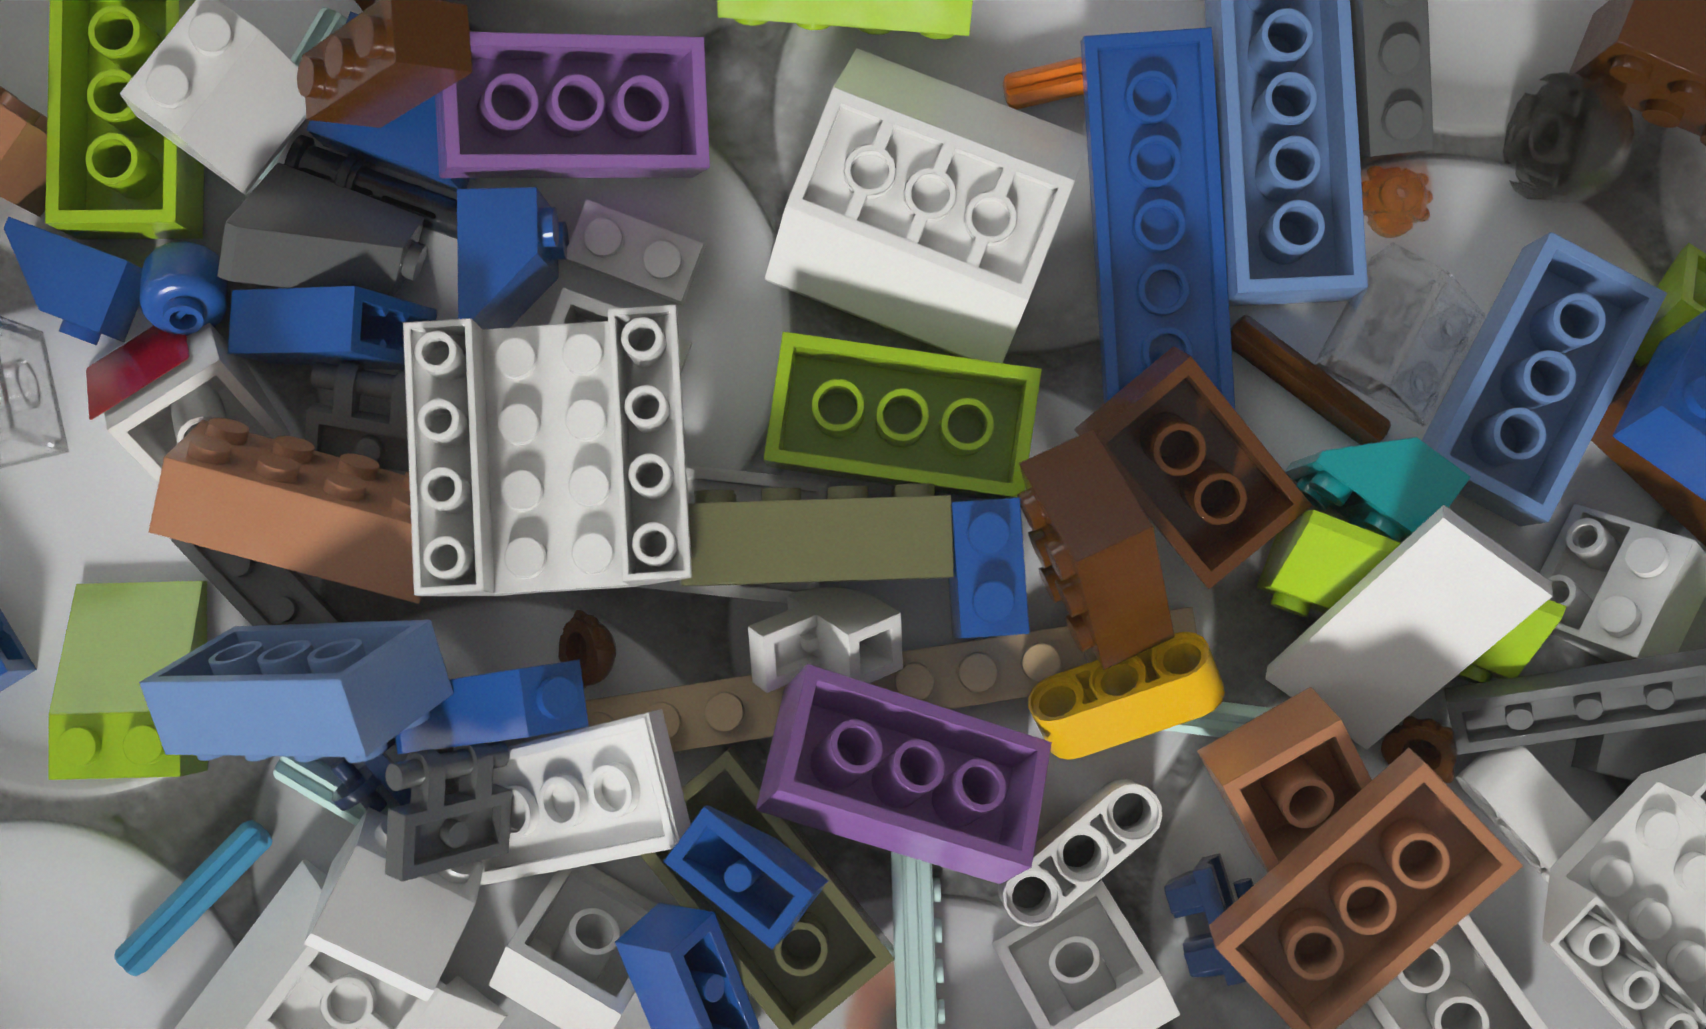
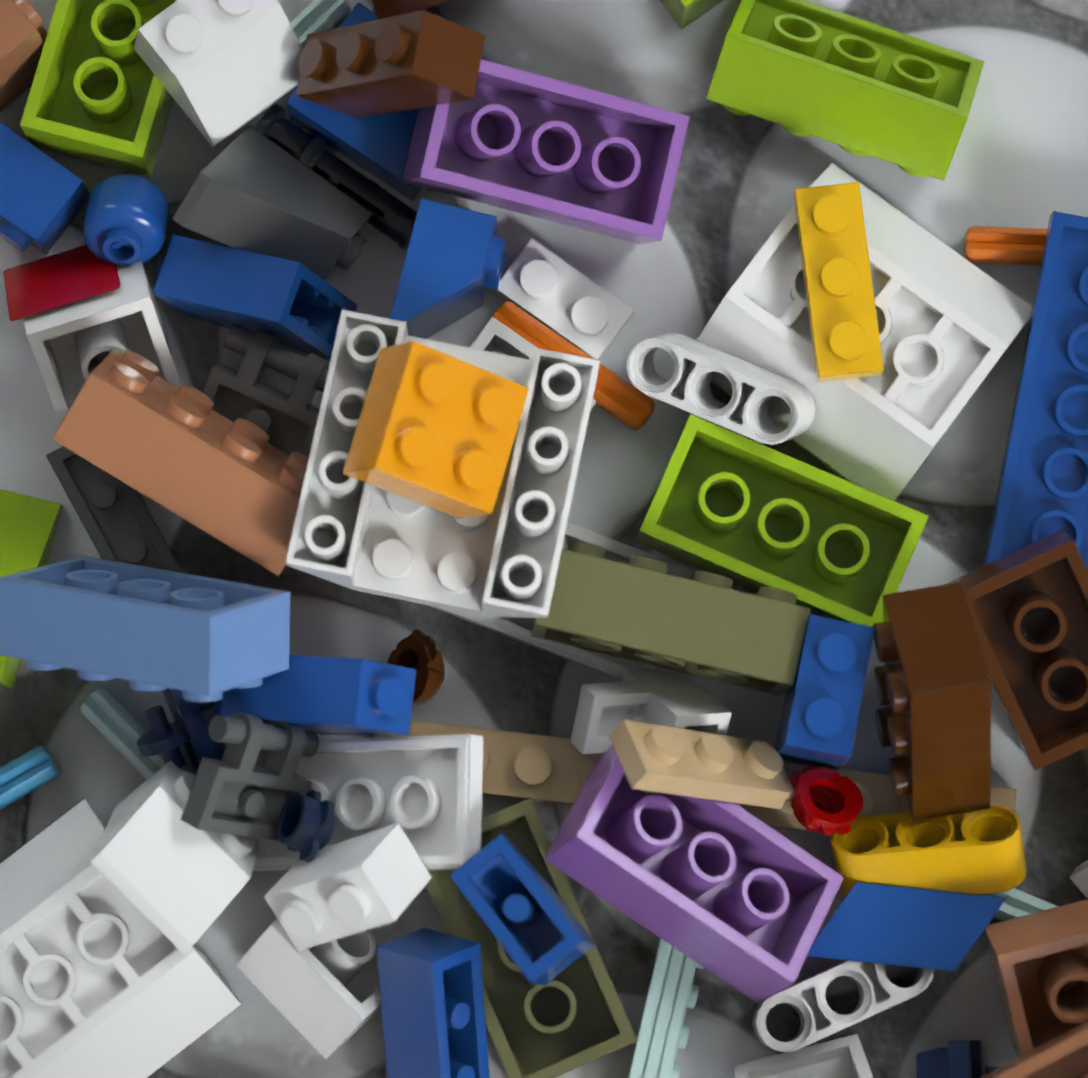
camera: 15 degrees right, 5 degrees down
(515, 837) = (306, 824): none -> dark blue plate
(527, 420) = (436, 430): none -> light orange brick
(570, 893) = (348, 887): none -> white brick
(694, 324) = (610, 392): none -> orange axle
(777, 304) = (691, 389): none -> white beam
(883, 676) = (701, 764): none -> tan plate
(892, 161) = (838, 282): none -> yellow plate
(1013, 672) = (825, 800): none -> red animal
(1123, 773) = (905, 926): none -> blue sticker

